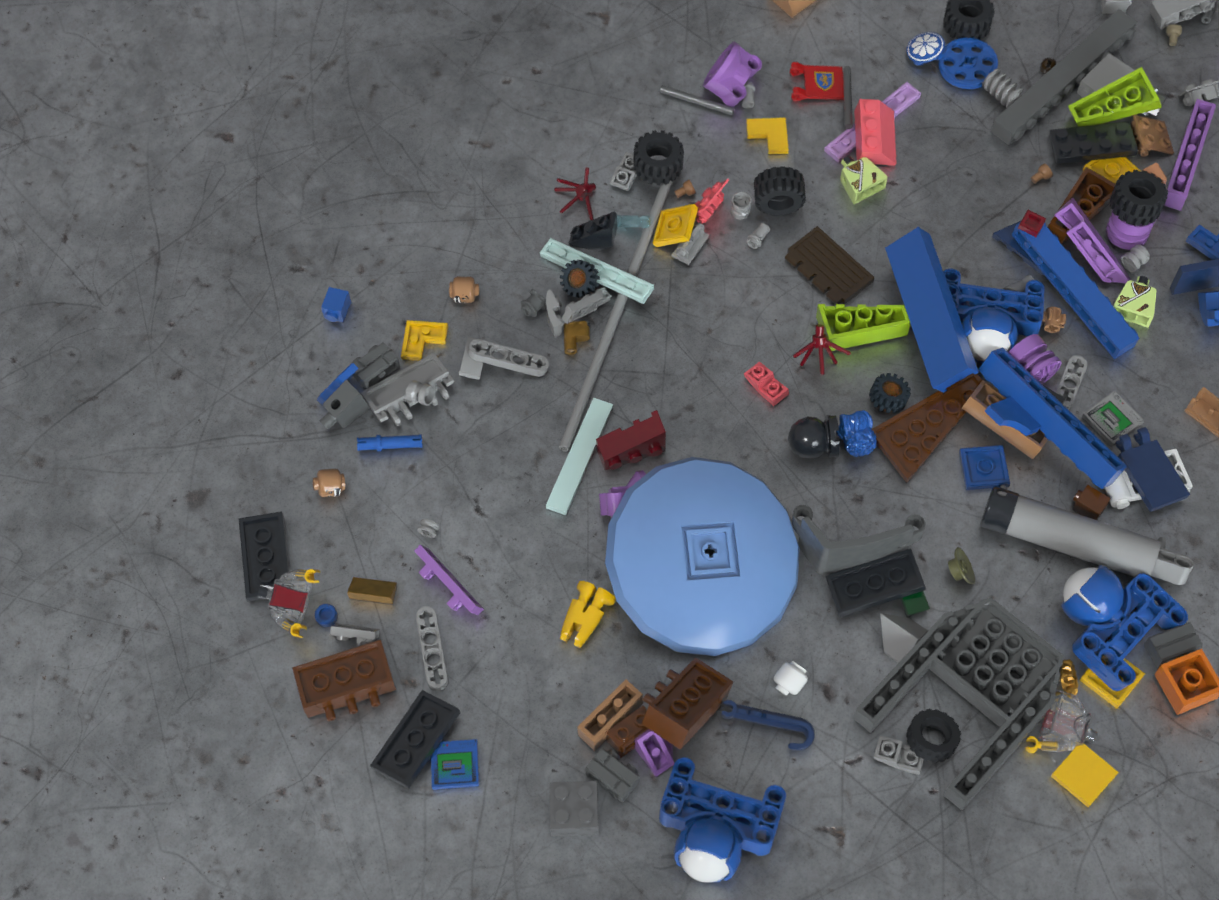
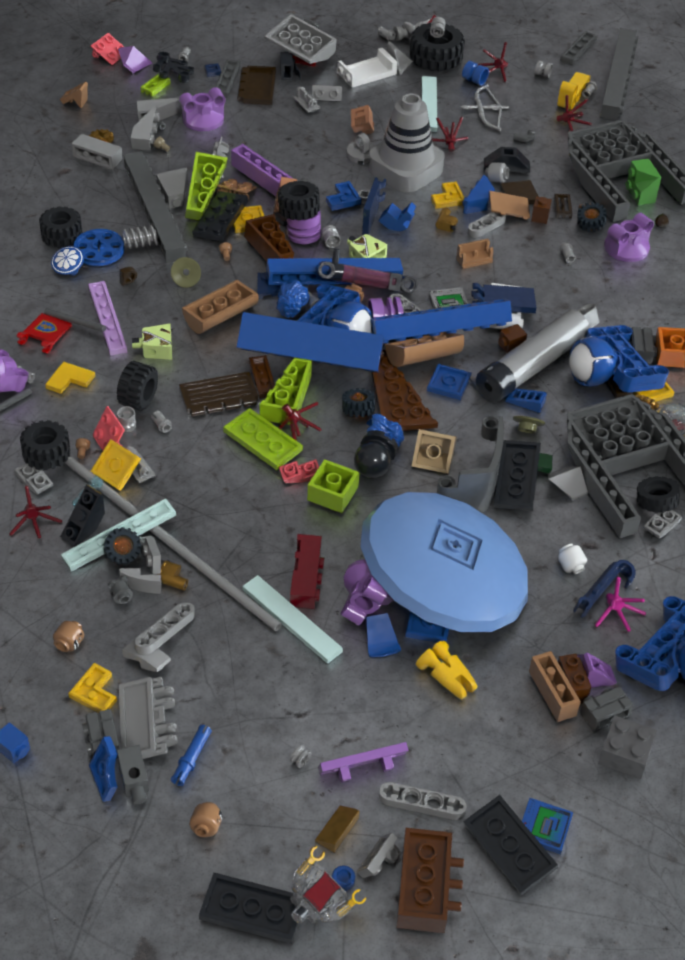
camera: 70 degrees left, 15 degrees down
(422, 393) = (163, 702): light grey wheel -> none
(594, 541) = (381, 636): none -> blue piece
(686, 702) = (574, 623): reddish brown piece -> none
(753, 742) = (617, 603): none -> dark pink plant
(756, 418) = (333, 486): none -> lime brick
(788, 330) = (263, 438): none -> lime plate
(866, 491) = (434, 451): none -> tan slope
(875, 132) = (121, 317): coral slope -> none
(877, 292) = (262, 375): none -> reddish brown tile
(941, 107) = (127, 275): none -> dark brown tile
(946, 206) = (219, 306): none -> medium nougat brick
(977, 154) = (178, 275): none -> olive piece
(1000, 265) = (292, 298): none -> blue hair
(1006, 569) = (531, 399): none -> blue slope
(1011, 414) = (431, 336): blue tile -> none
(1032, 223) = (275, 262): dark red tile -> none
(1043, 67) = (136, 211): dark brown hinge -> none
(1091, 243) = (306, 245): medium lavender wedge -> none
(1094, 345) = (365, 276): none -> piece

